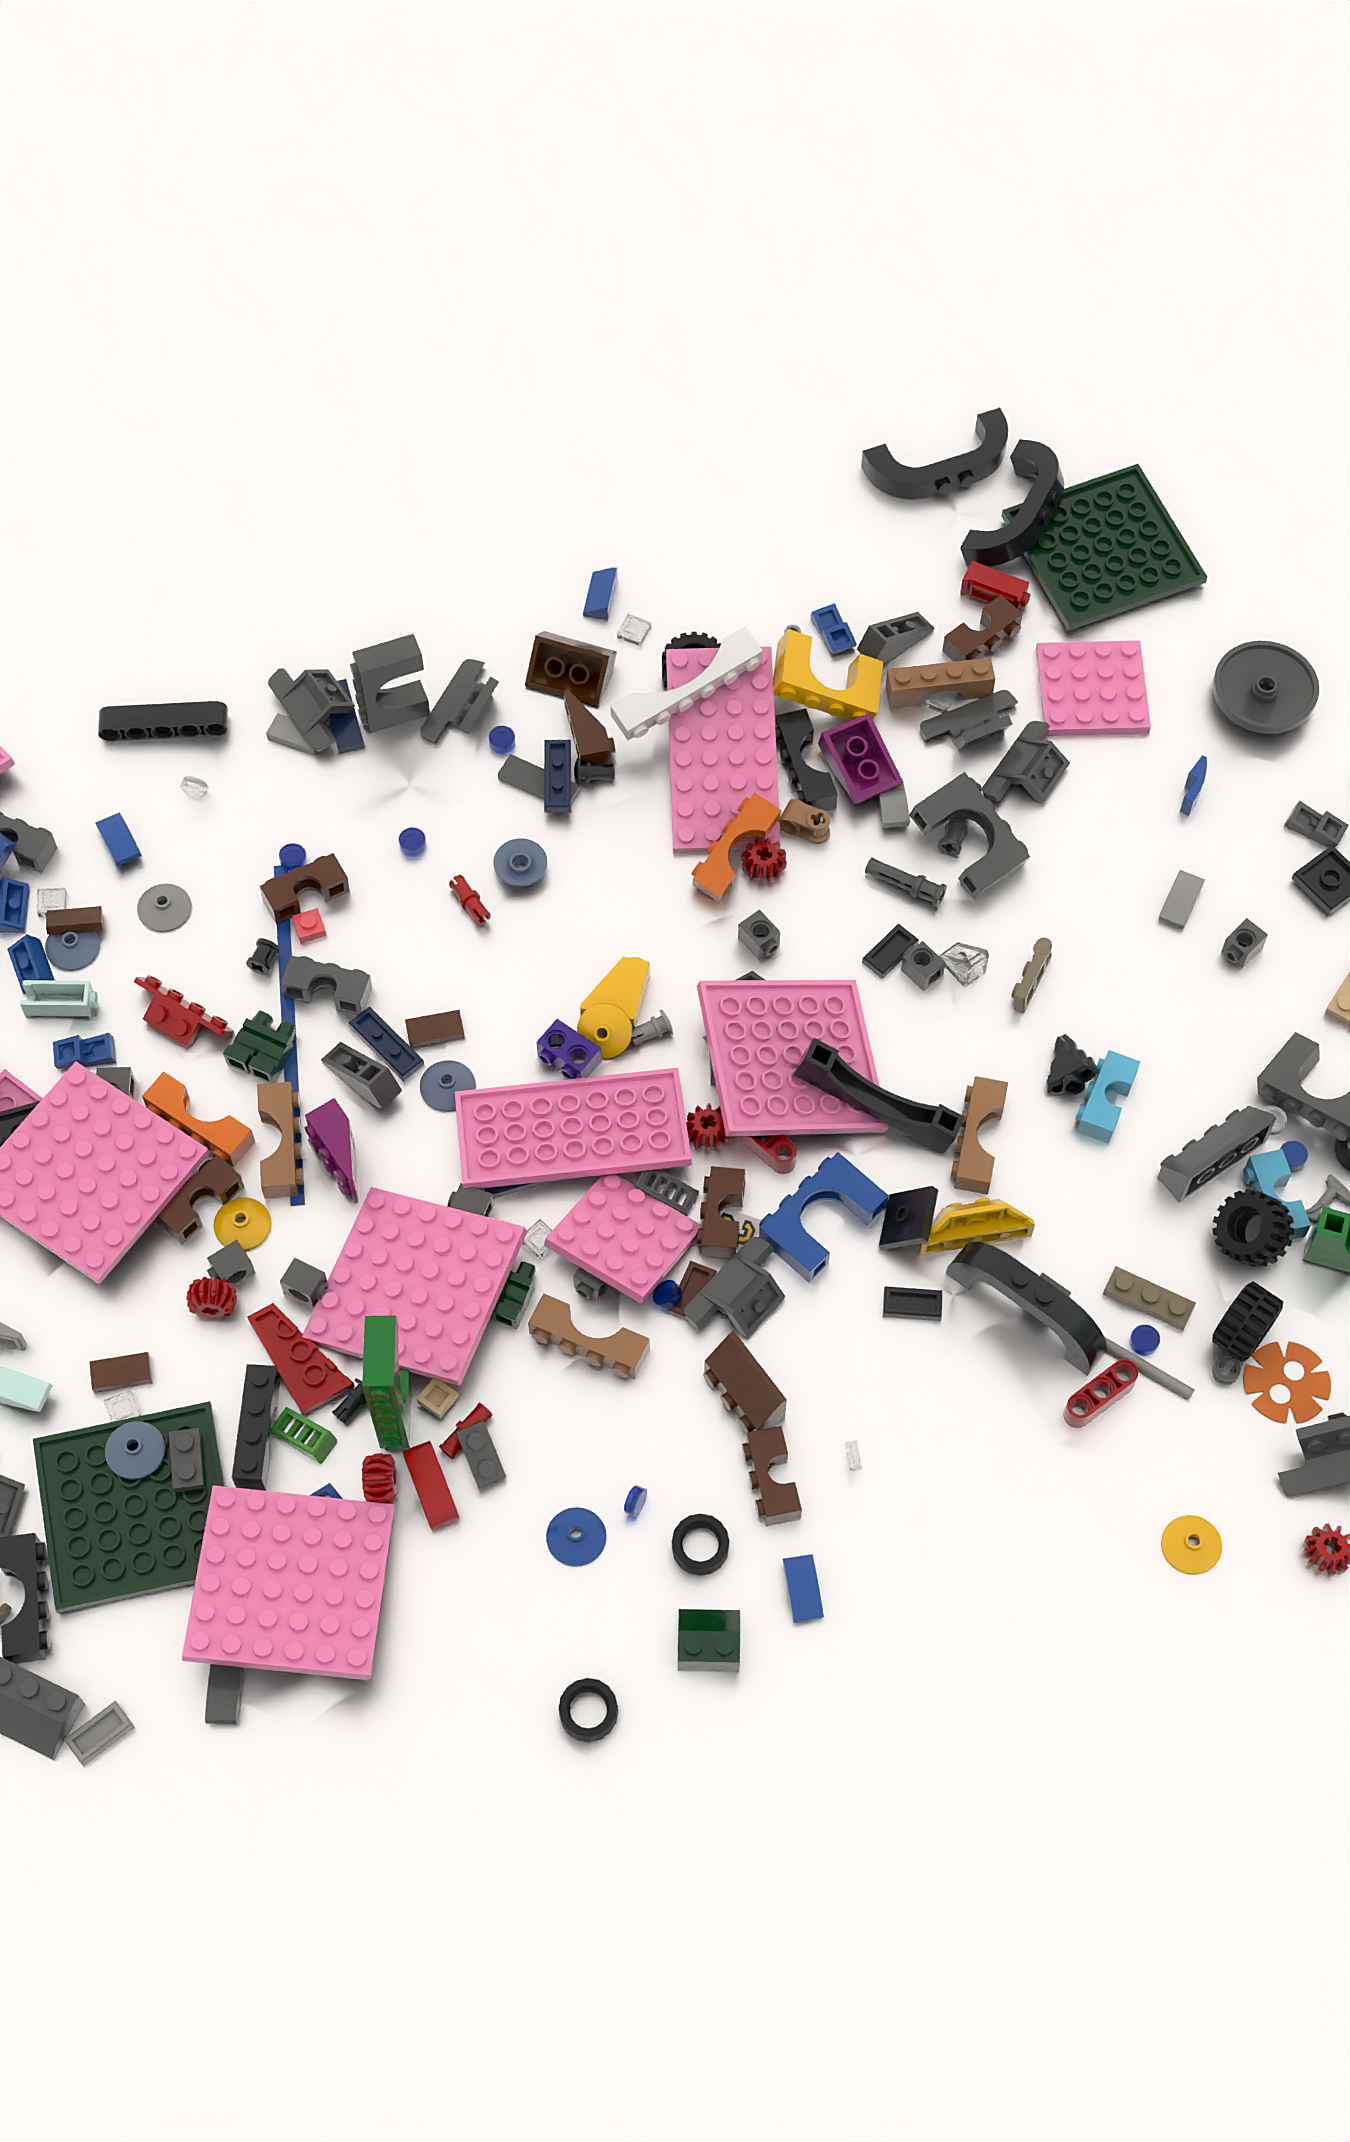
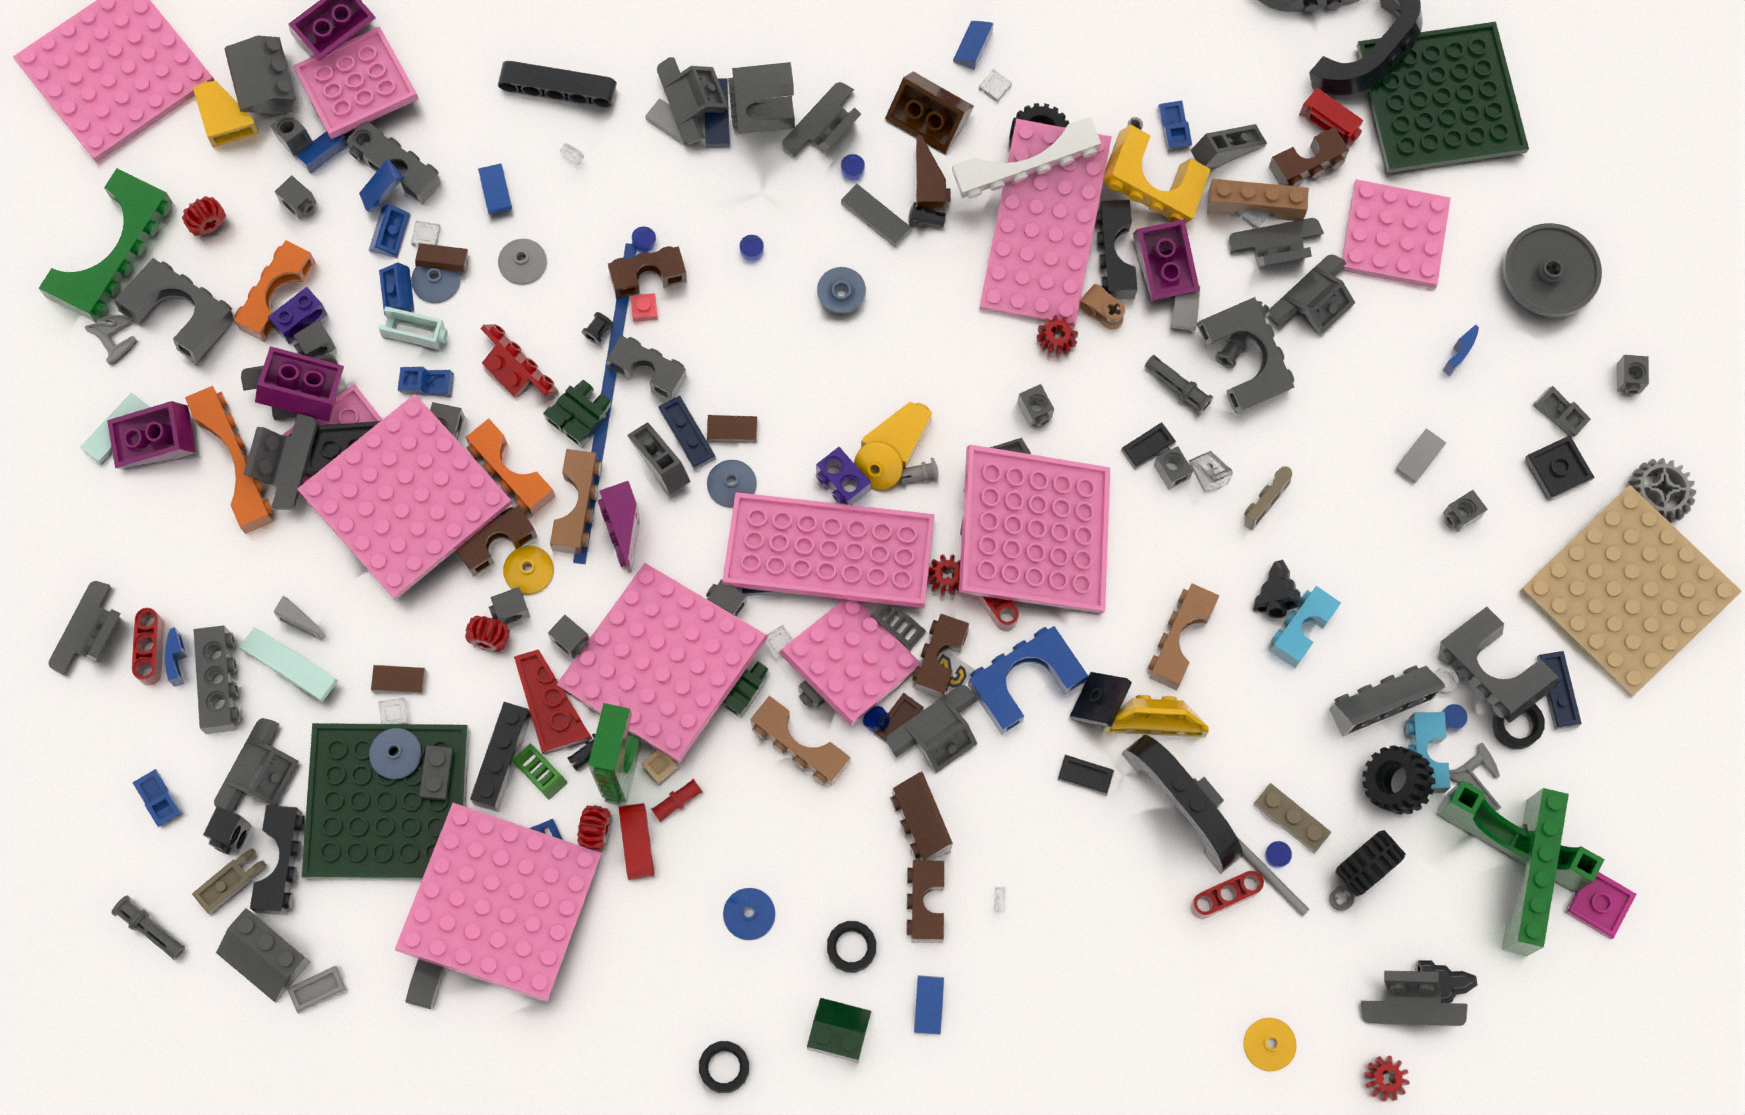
camera: 10 degrees right, 10 degrees up
(469, 899) = (789, 315): red pin -> none
(480, 1454) = (684, 824): dark grey plate -> none
(557, 776) = (893, 214): dark blue tile -> none
(635, 1500) = (805, 896): clear blue tile -> none
(755, 820) = (1057, 298): orange arch -> none
(926, 1123) = (1138, 616): black arch -> none
(1300, 1402) = (1413, 927): orange piece -> none

